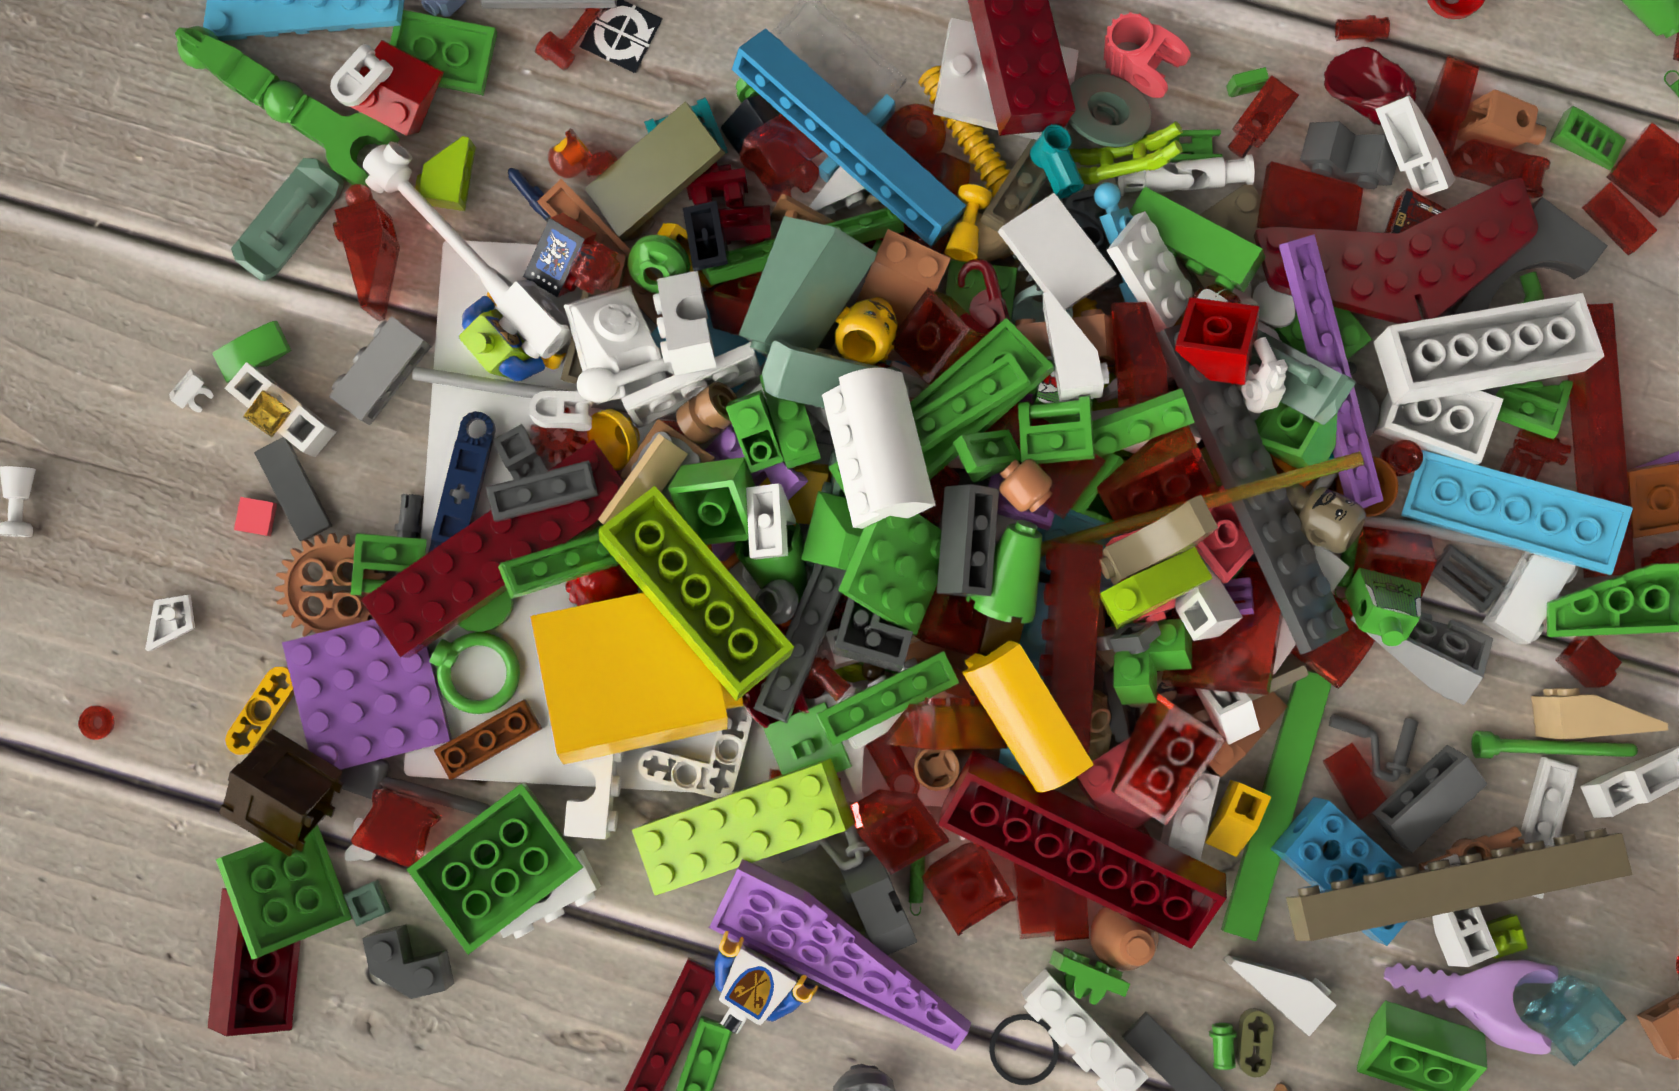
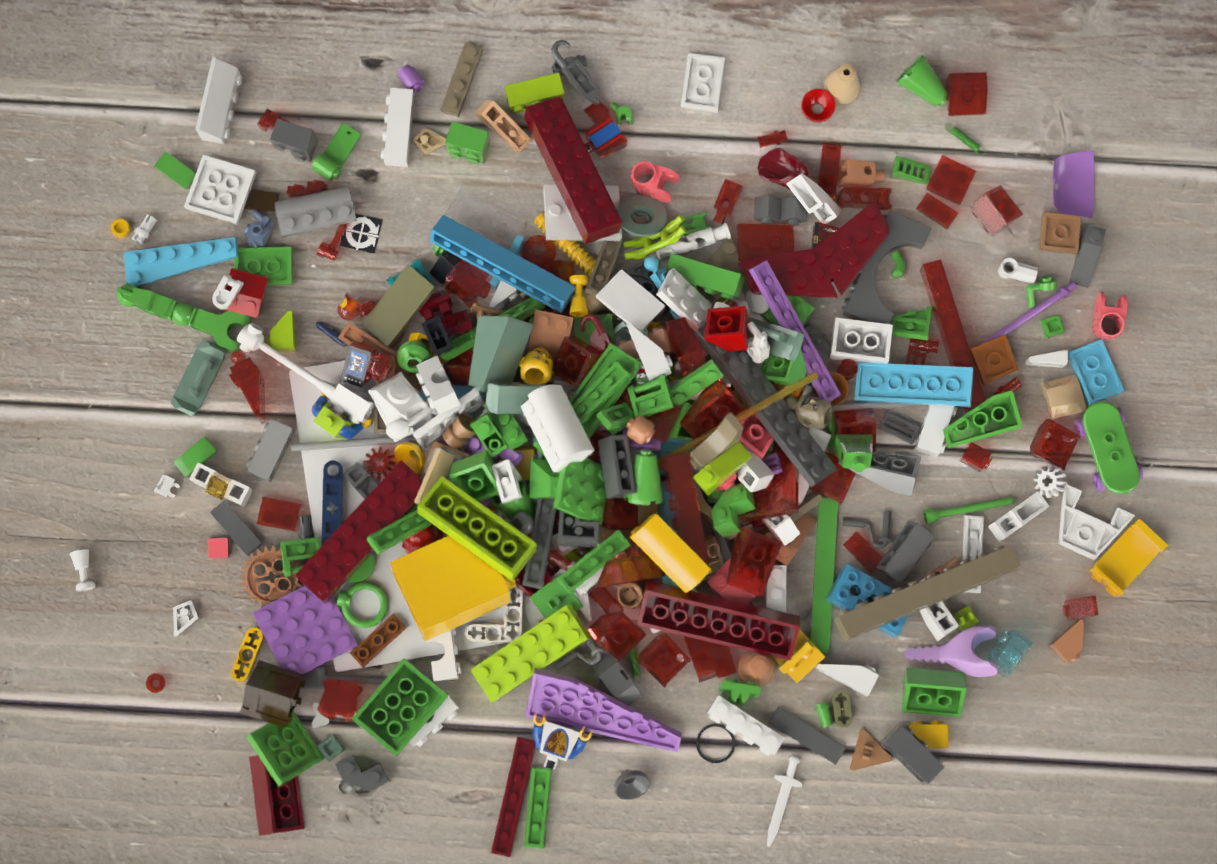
camera: 15 degrees left, 5 degrees down
(369, 482) = (278, 514): none -> clear red plate
(542, 491) = (380, 493): dark grey tile -> none
(548, 410) = (371, 448): white plate -> none
(1053, 156) = (618, 249): teal piece -> none
(1131, 638) = (717, 499): dark grey plate -> none
(1216, 945) = (804, 658): none -> yellow bracket
(1237, 818) = (802, 587): yellow slope -> none
(1247, 82) = (715, 182): bright green tile -> none
(1488, 348) = (875, 300): white brick -> none
(1572, 715) = (975, 486): tan slope -> none

